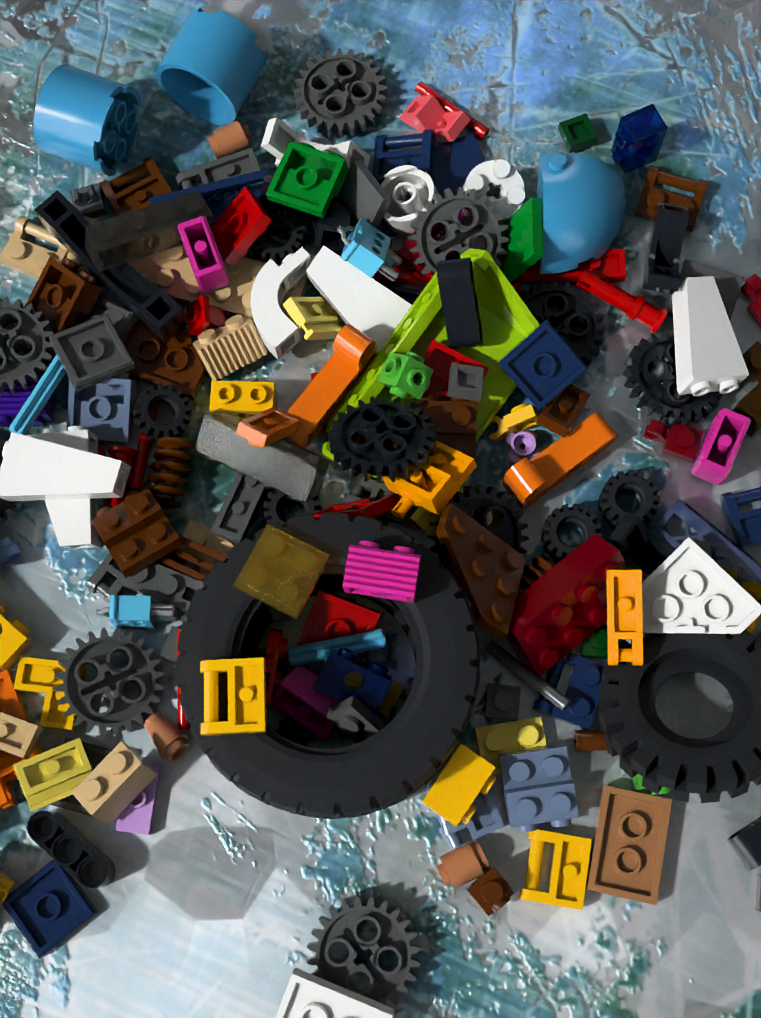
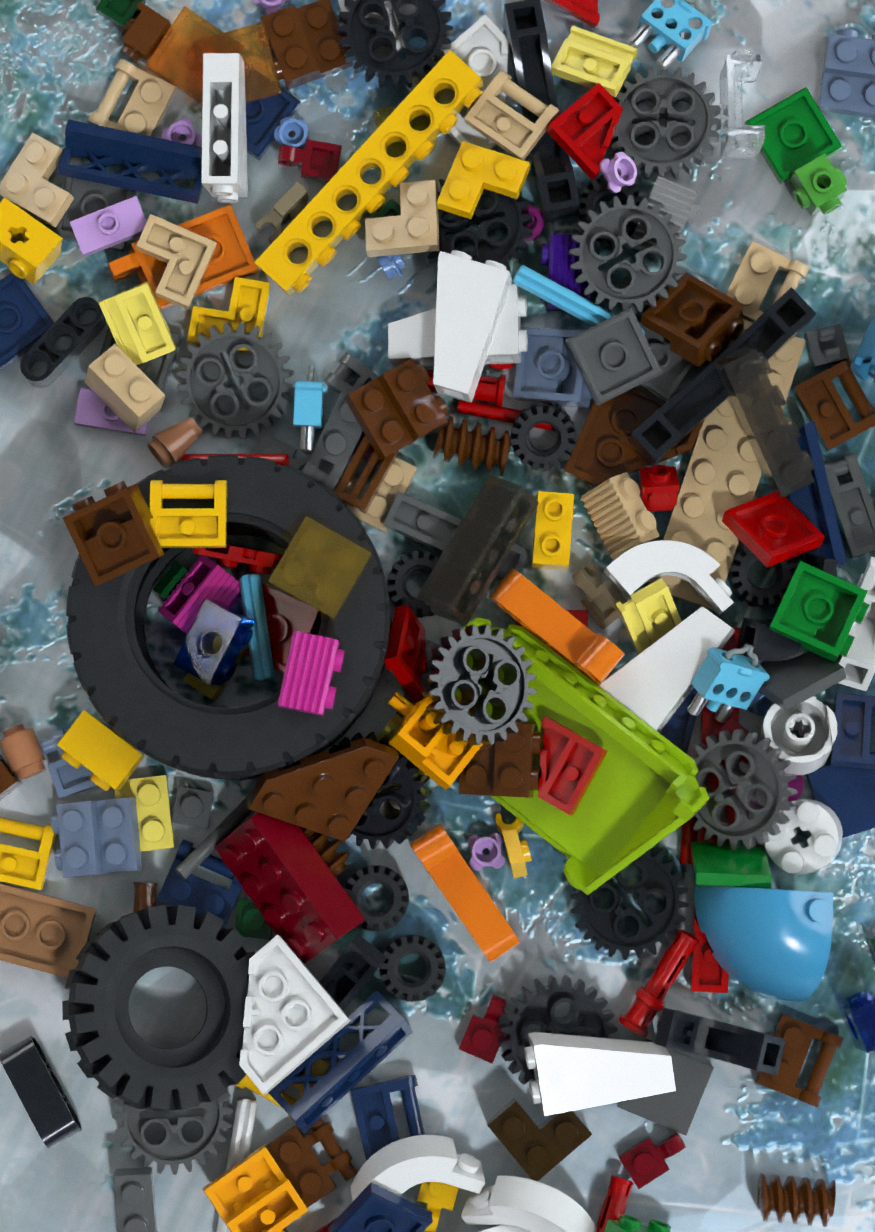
camera: 85 degrees right, 10 degrees up
(203, 254) = (732, 486): dark pink brick -> none
(252, 765) = (113, 532): none -> reddish brown plate
(267, 427) = (501, 557): orange plate -> none
(302, 361) = (601, 596): none -> dark tan plate
(355, 719) = (169, 645): dark grey plate -> none
(405, 375) = (558, 715): bright green brick -> none
(459, 303) = (638, 782): black beam -> none
(465, 382) = (548, 784): dark grey plate -> none
(542, 365) = (568, 876): dark blue tile -> none
(563, 410) = (524, 901): reddish brown plate -> none
(624, 615) = (265, 939): light orange plate -> none
(721, 446) = (467, 1079): dark pink brick -> none

